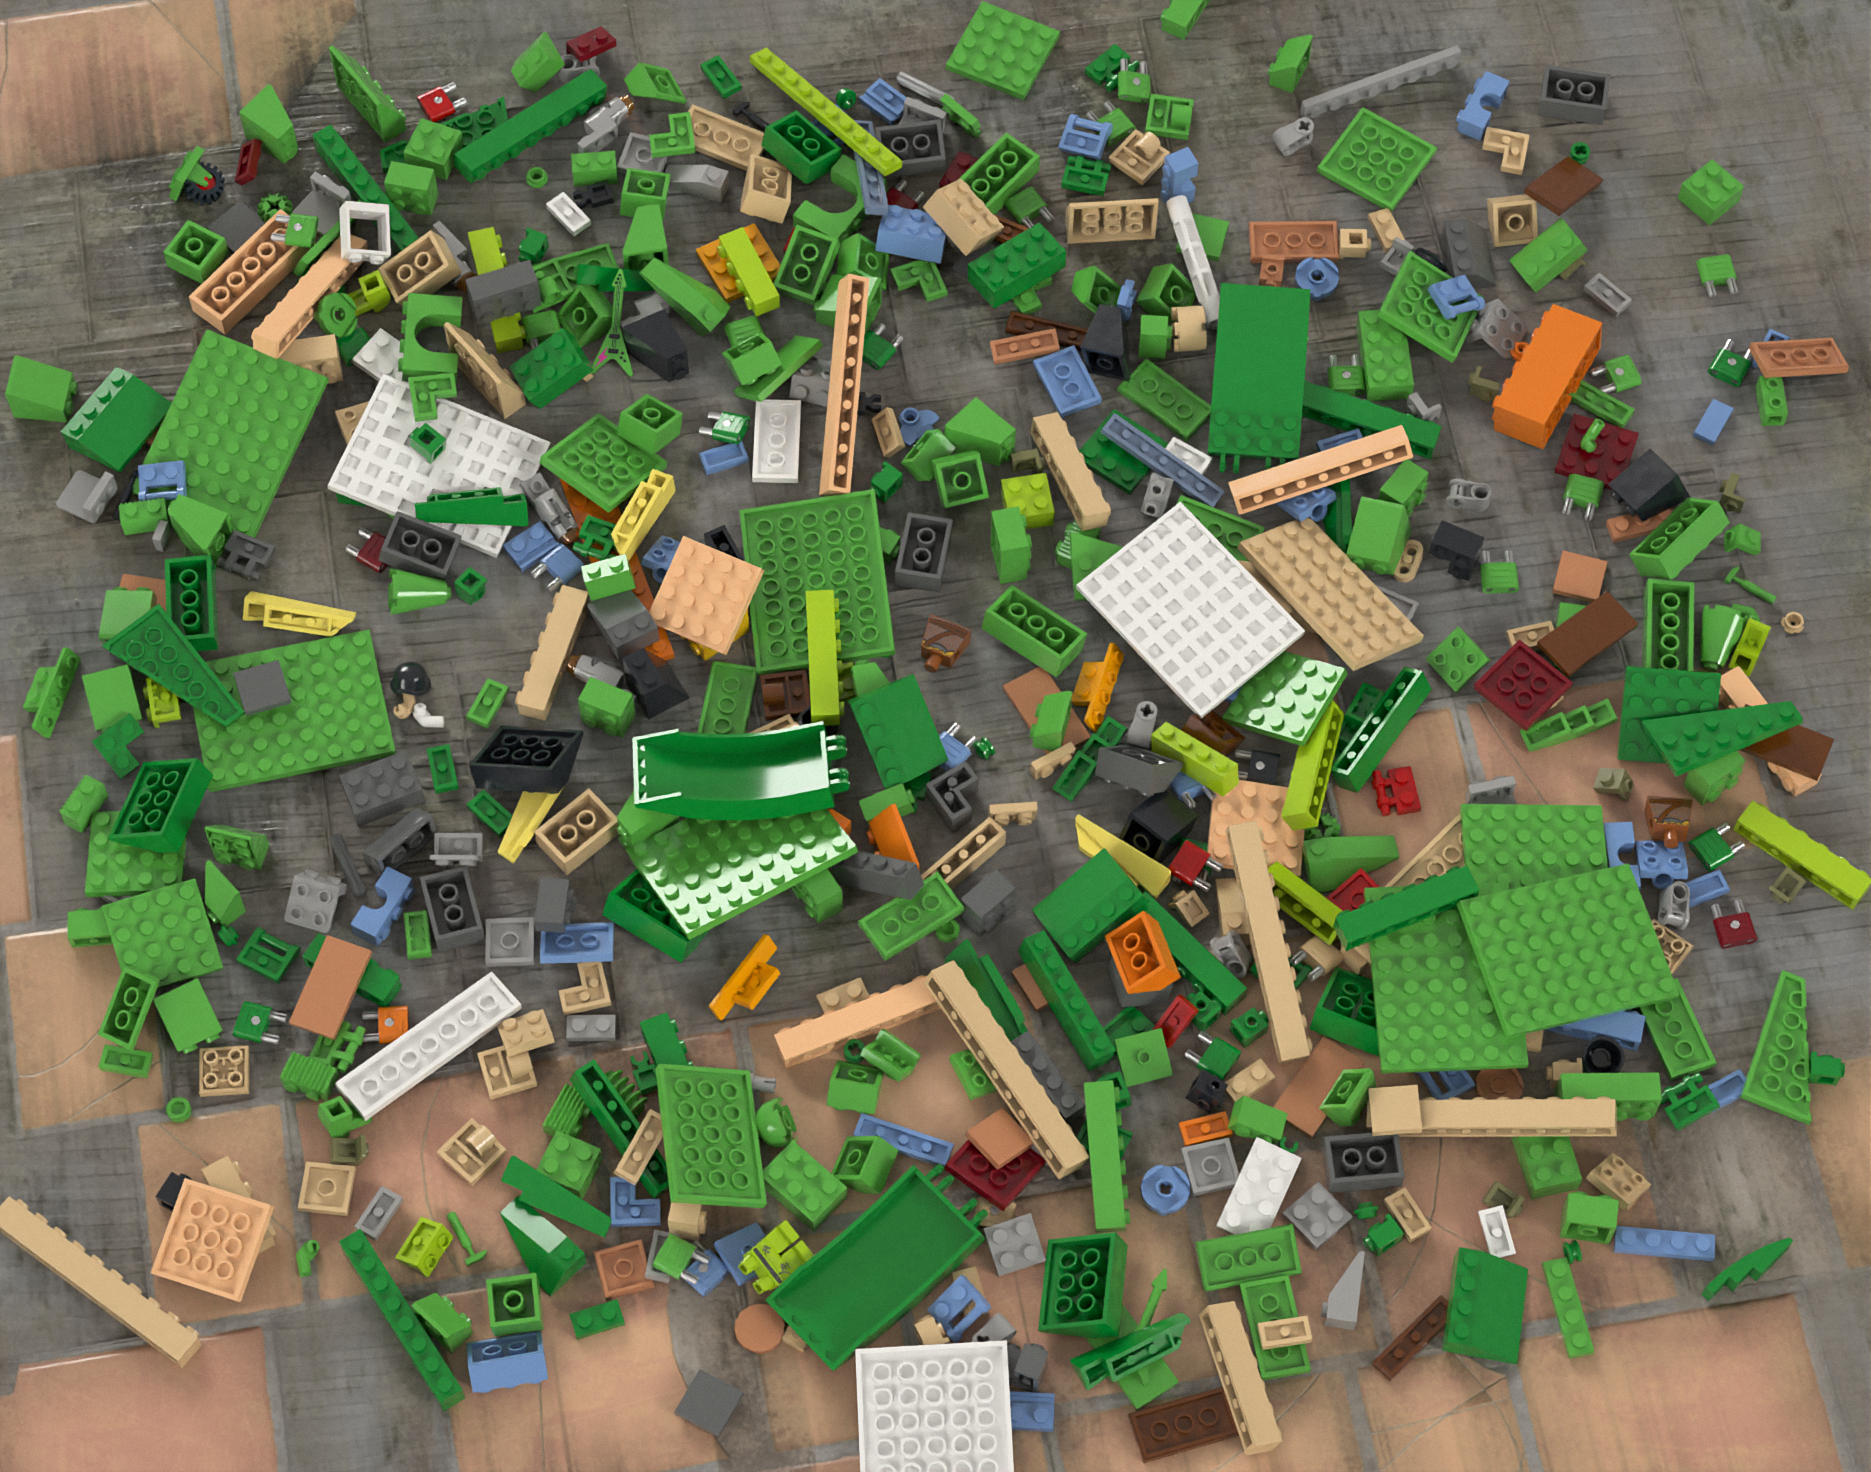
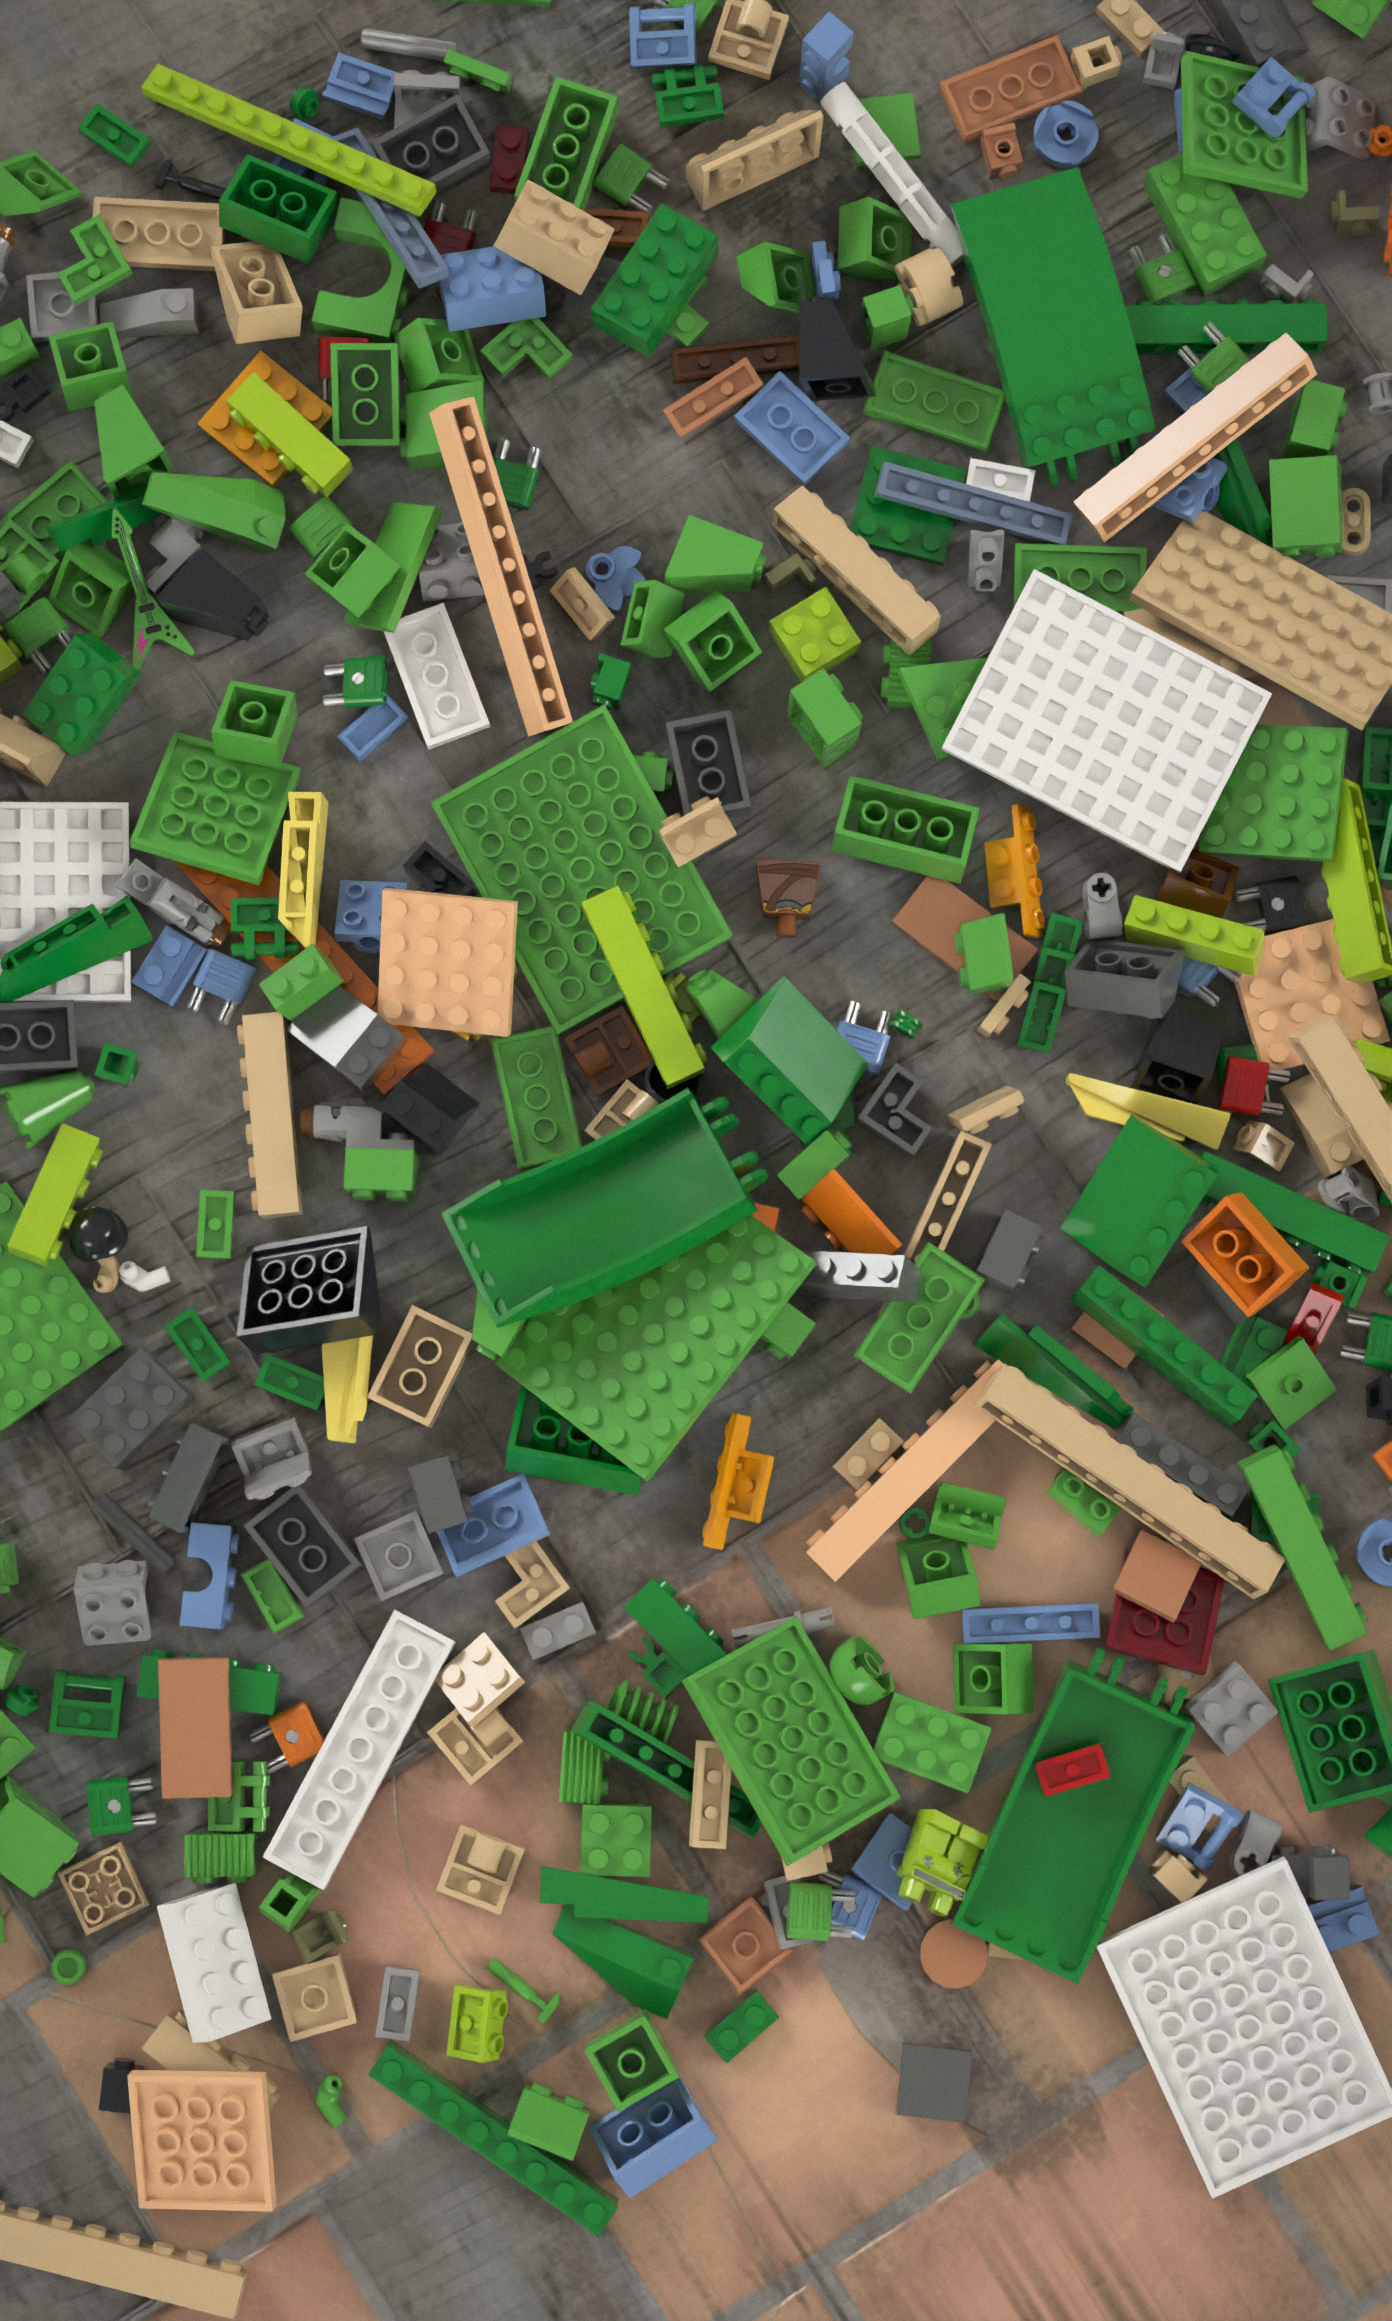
camera: 25 degrees left, 20 degrees up
(273, 1134) = (214, 1963): none -> white brick
(395, 645) = (54, 1195): none -> lime brick
(627, 1210) = (722, 1866): medium blue plate -> none
(889, 1239) = (1072, 1769): none -> red plate
(898, 578) = (697, 831): none -> tan bracket
(1353, 432) = (1219, 363): none -> bright green piece

